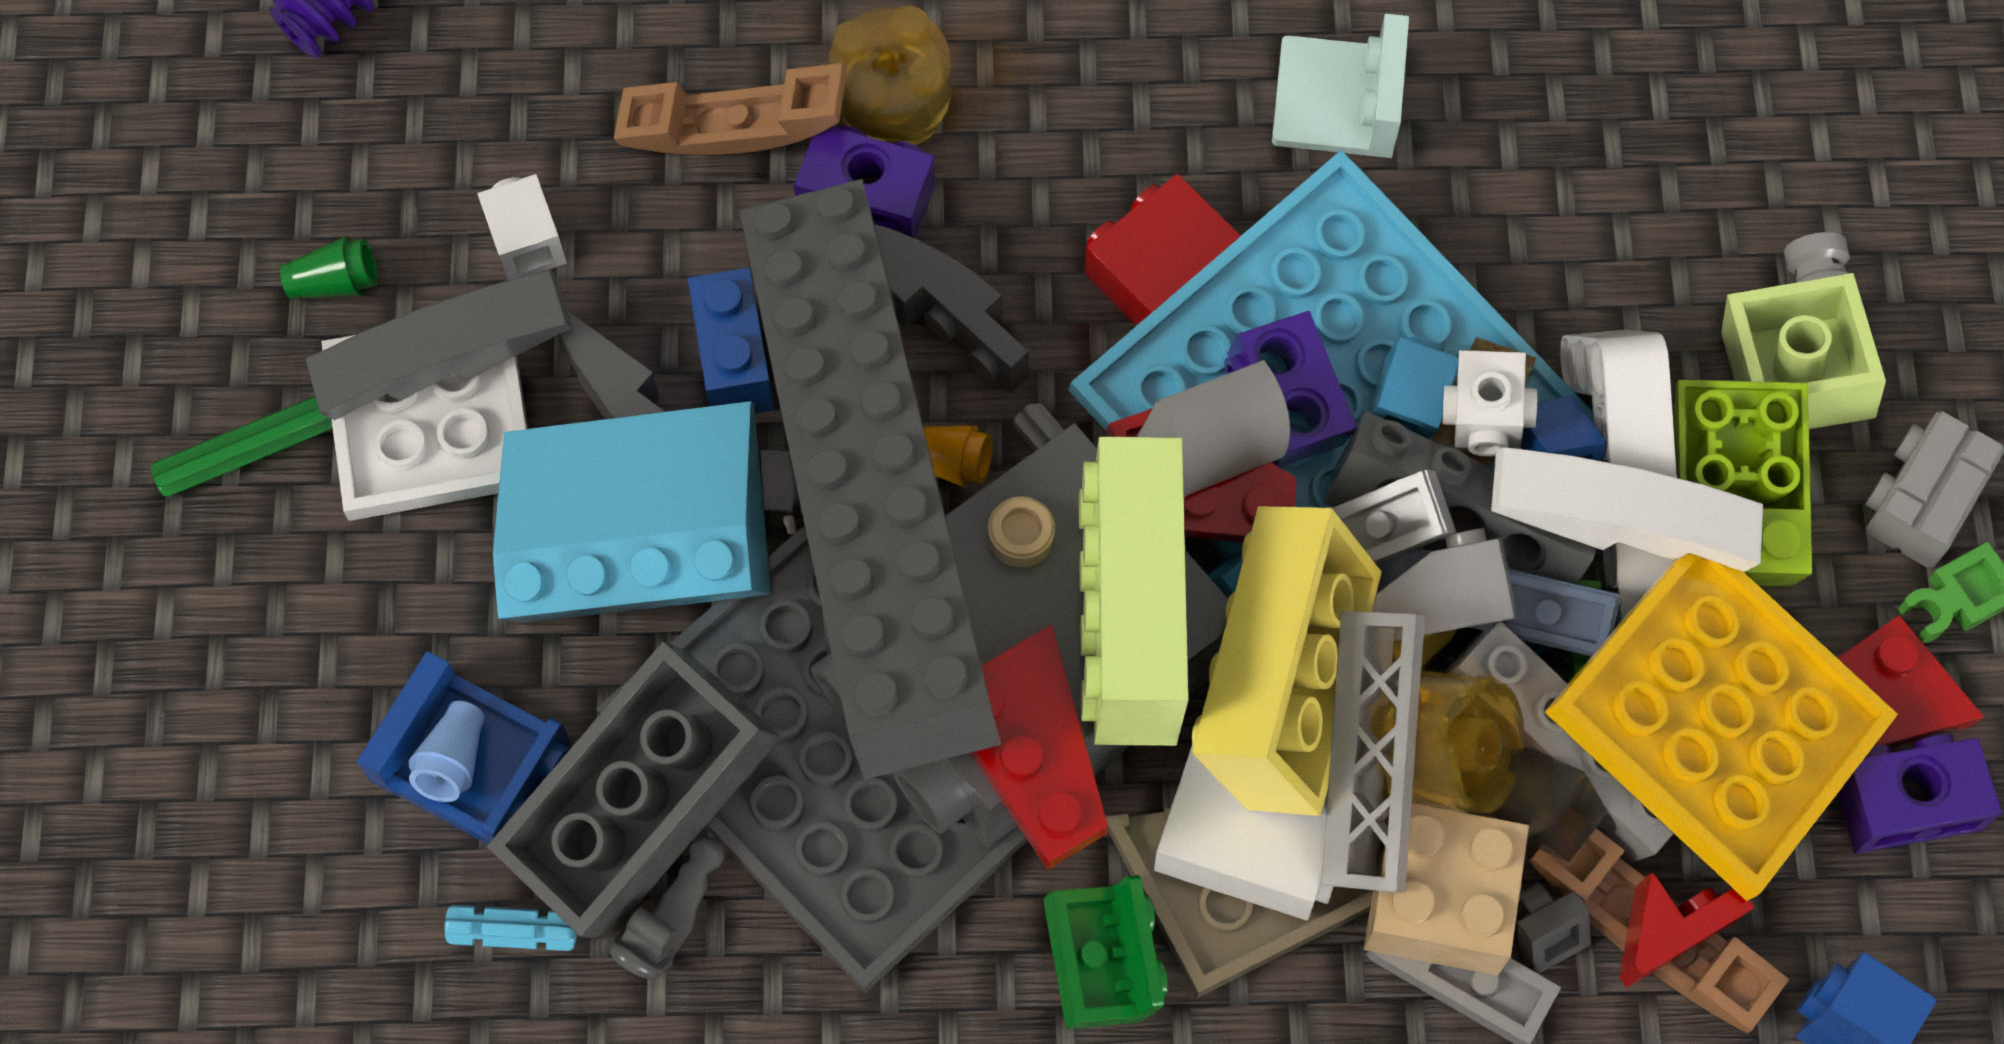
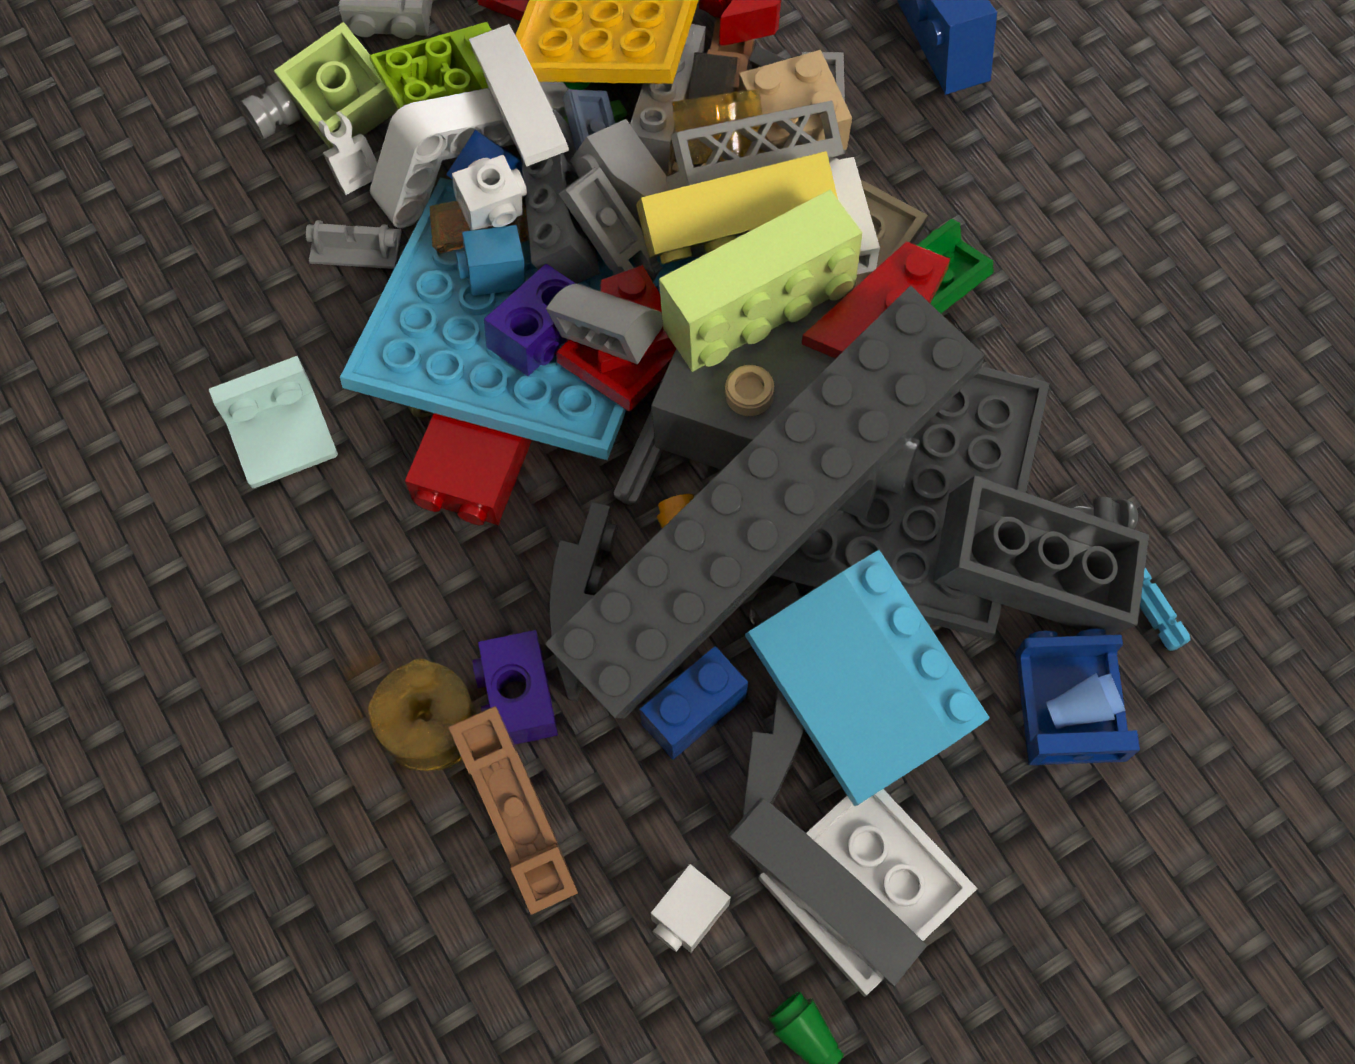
camera: 120 degrees left, 0 degrees up
(239, 447) = (976, 1007): green axle -> none
(1559, 284) = (353, 245): none -> light grey hinge
(1689, 321) = (350, 158): none -> white plate

